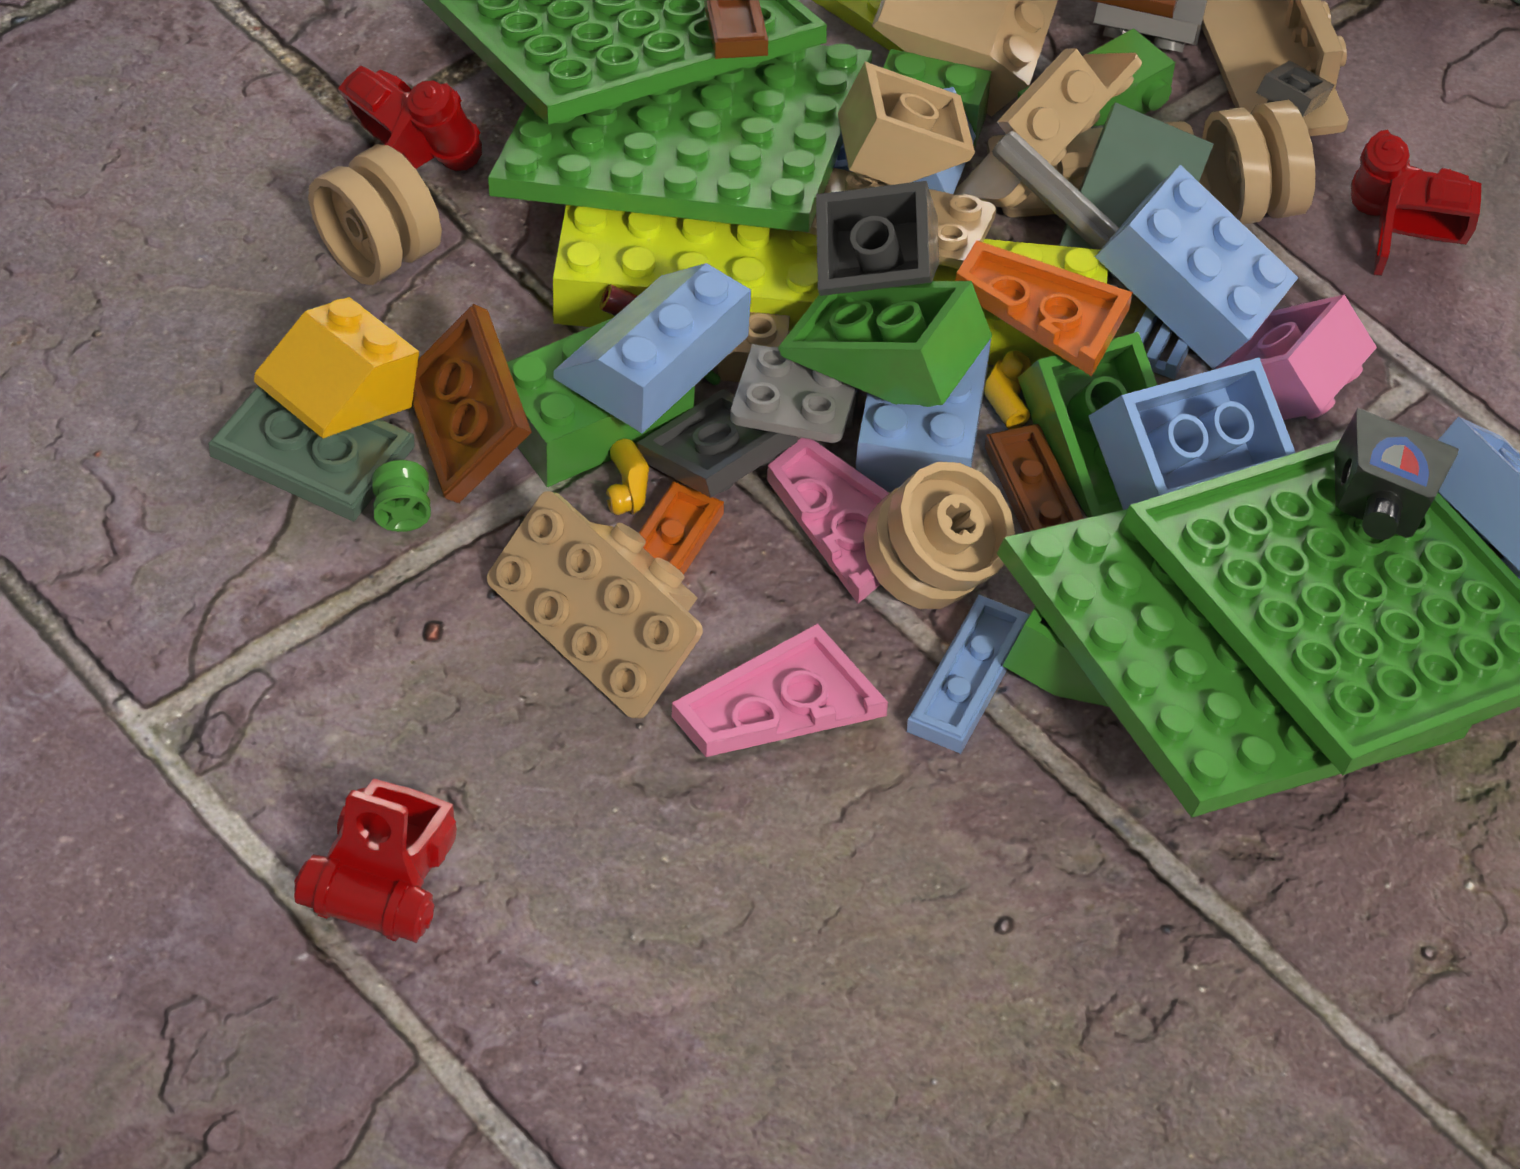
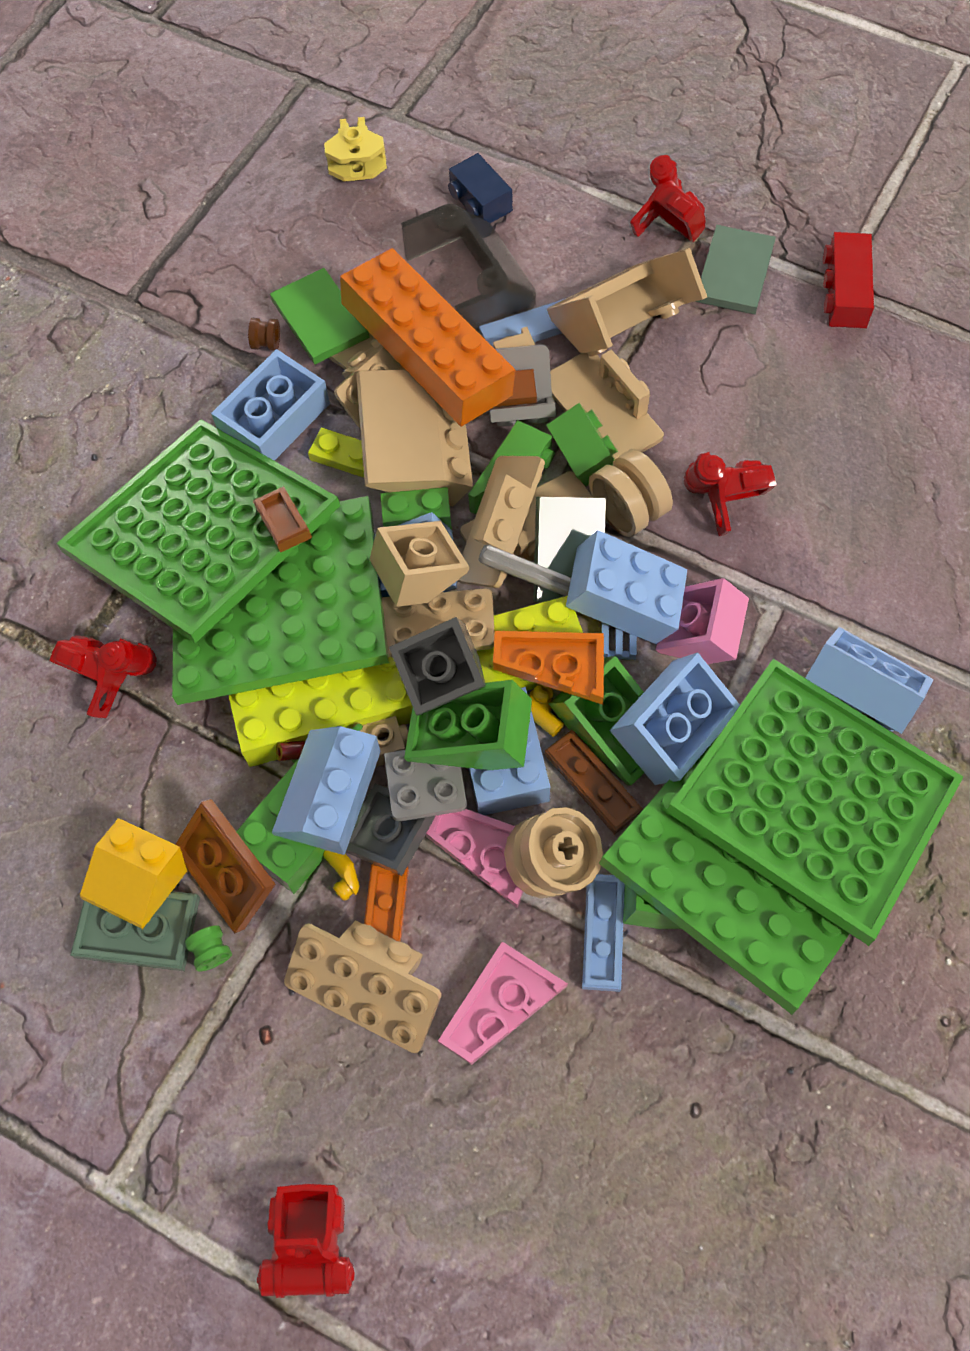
camera: 15 degrees left, 15 degrees up
(375, 214) = (110, 745): tan wheel -> none
(1215, 76) = (581, 442): none -> bright green brick
(1295, 84) = (631, 430): dark grey plate -> none
(1388, 474) = (803, 704): pearl dark grey torso -> none

